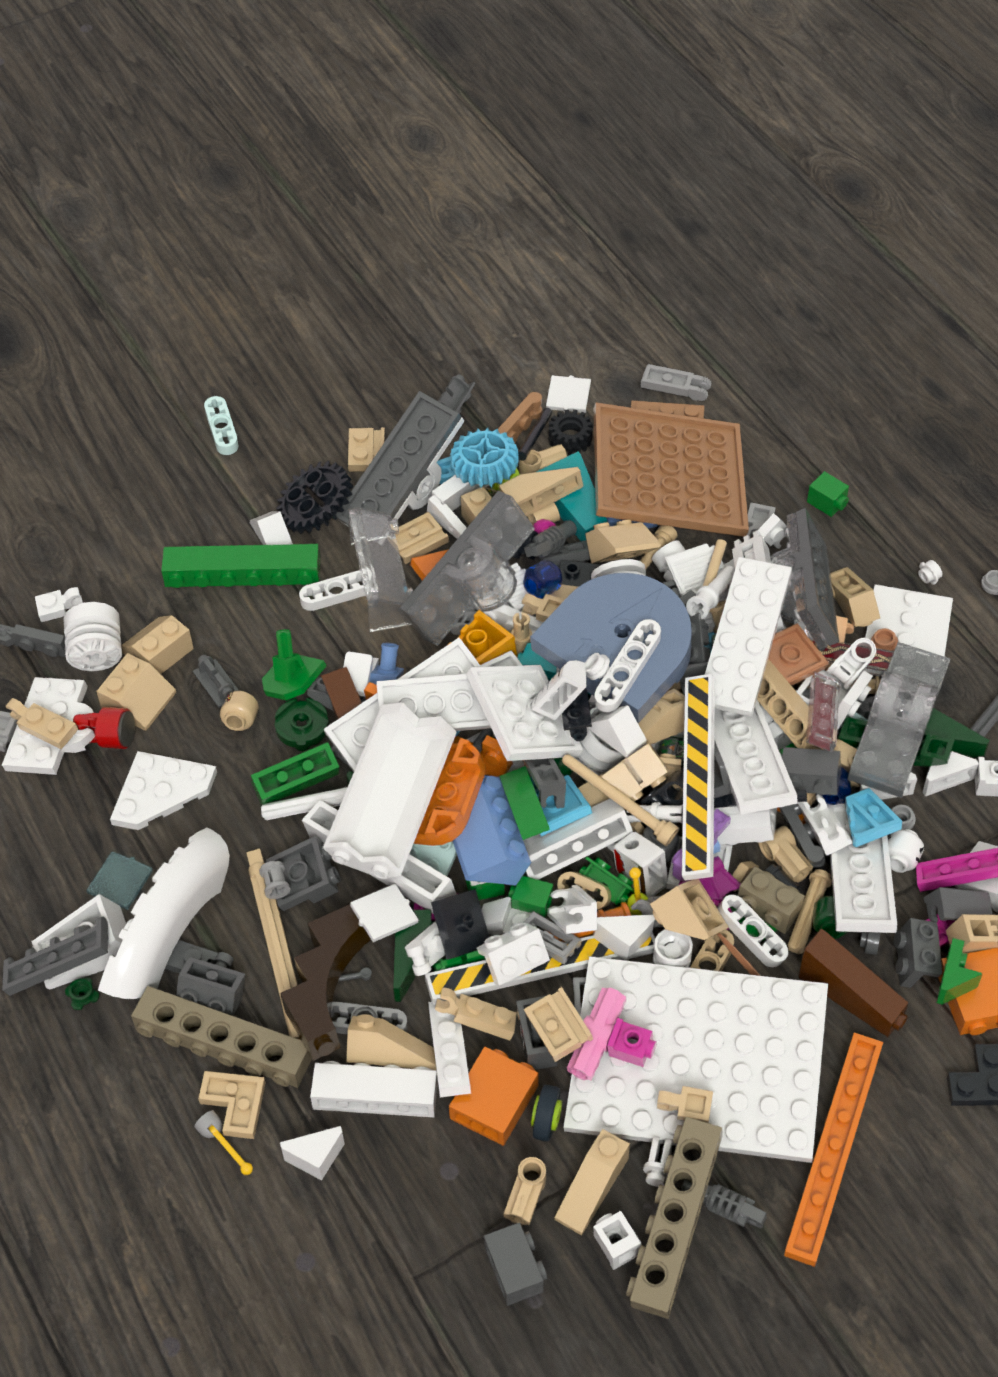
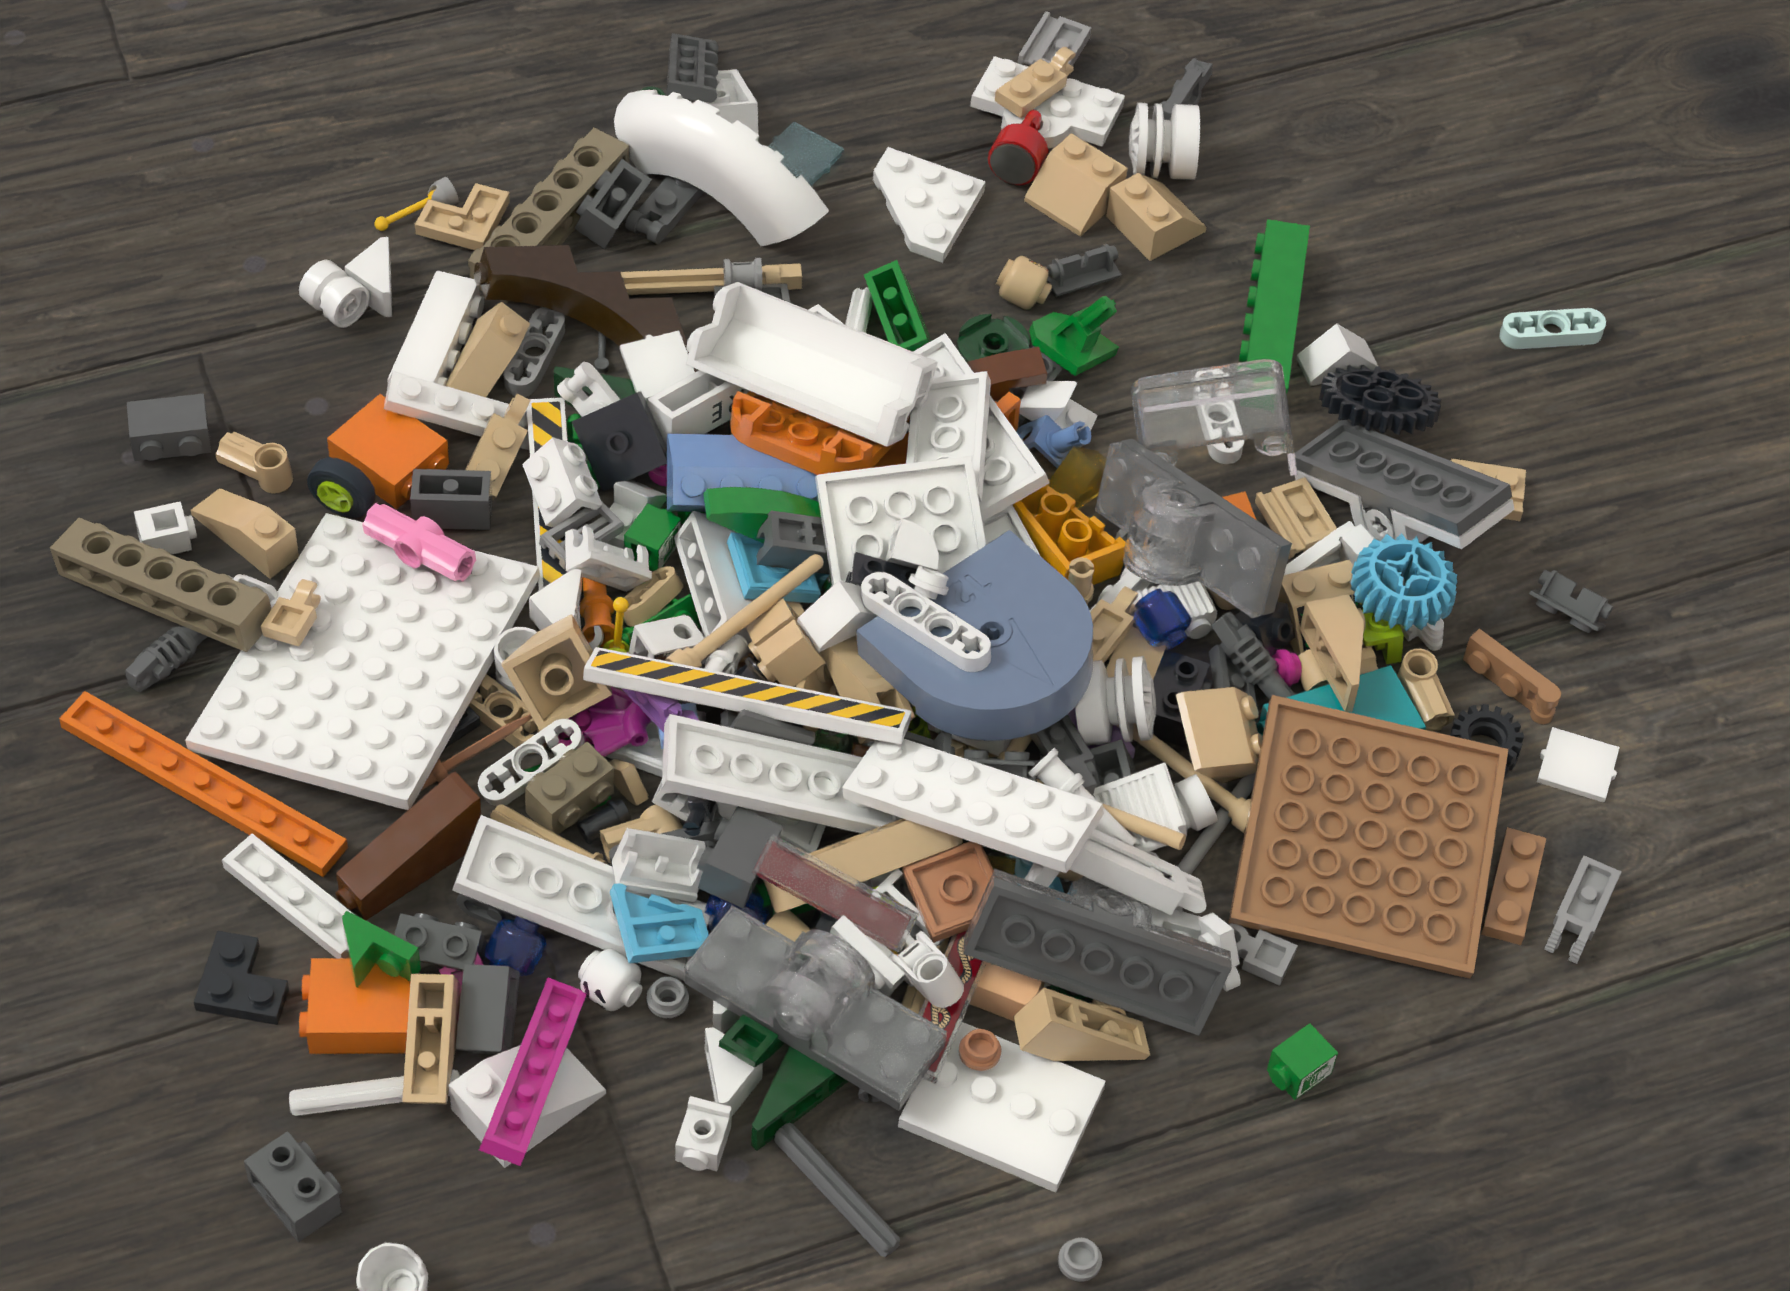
camera: 95 degrees right, 0 degrees up
(54, 604) = (1246, 125): white plate -> none
(338, 1180) = (334, 293): none -> white wheel
(411, 651) = (1079, 475): none -> clear yellow slope
(534, 434) = (1474, 682): black bar -> none
(558, 1024) = (434, 492): tan plate -> none
(632, 1053) = (394, 571): dark pink brick -> none
(907, 1057) = (289, 893): none -> white plate
(908, 904) = (516, 945): none -> clear blue head
(930, 572) = (1117, 1168): white plate -> none

